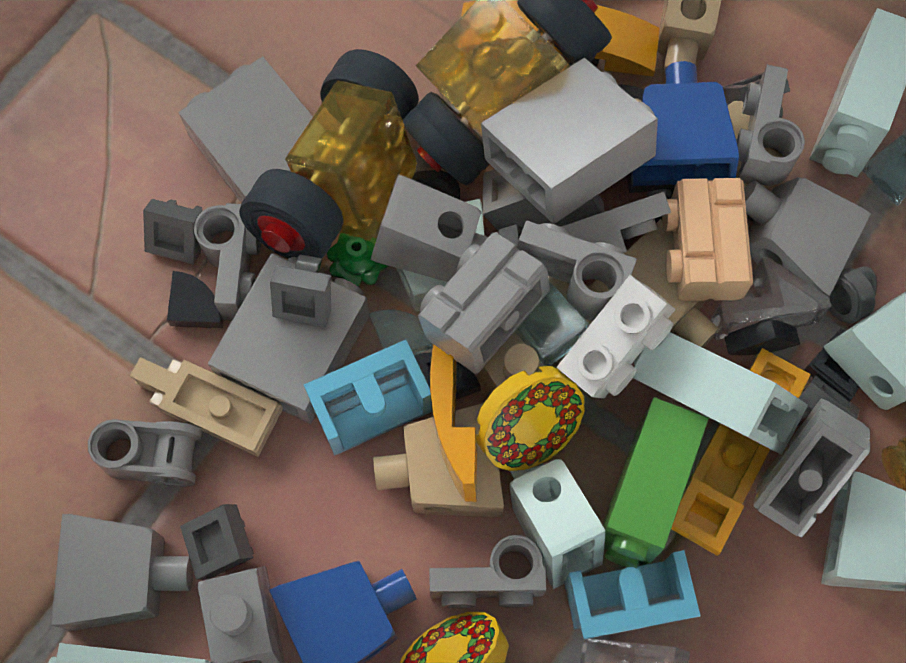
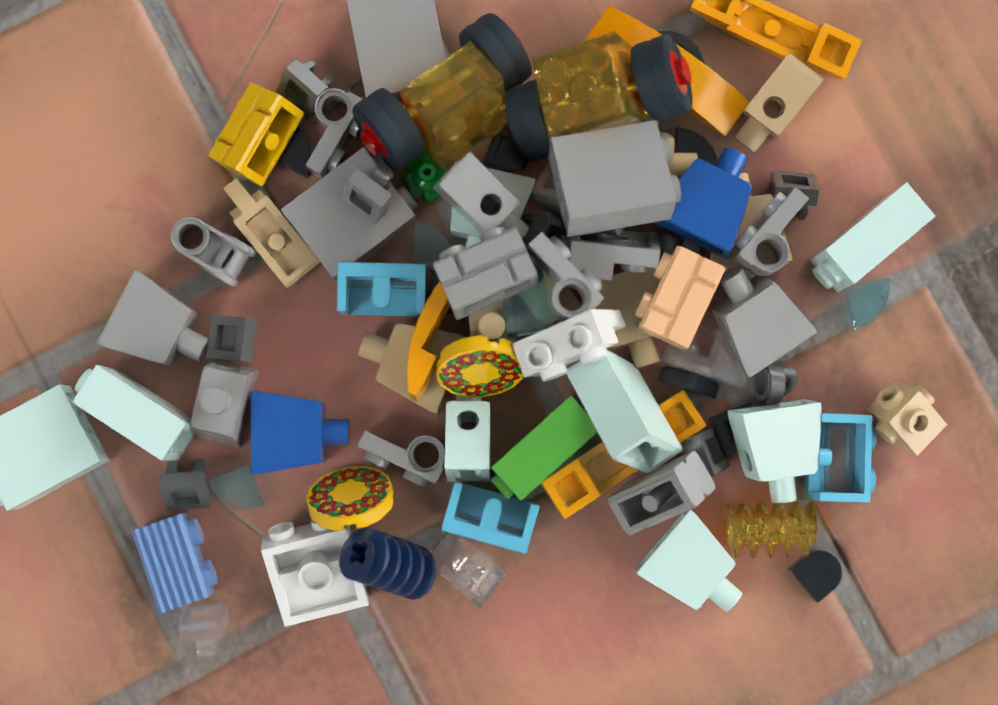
camera: 30 degrees right, 15 degrees up
(142, 299) = (256, 134): none -> yellow brick

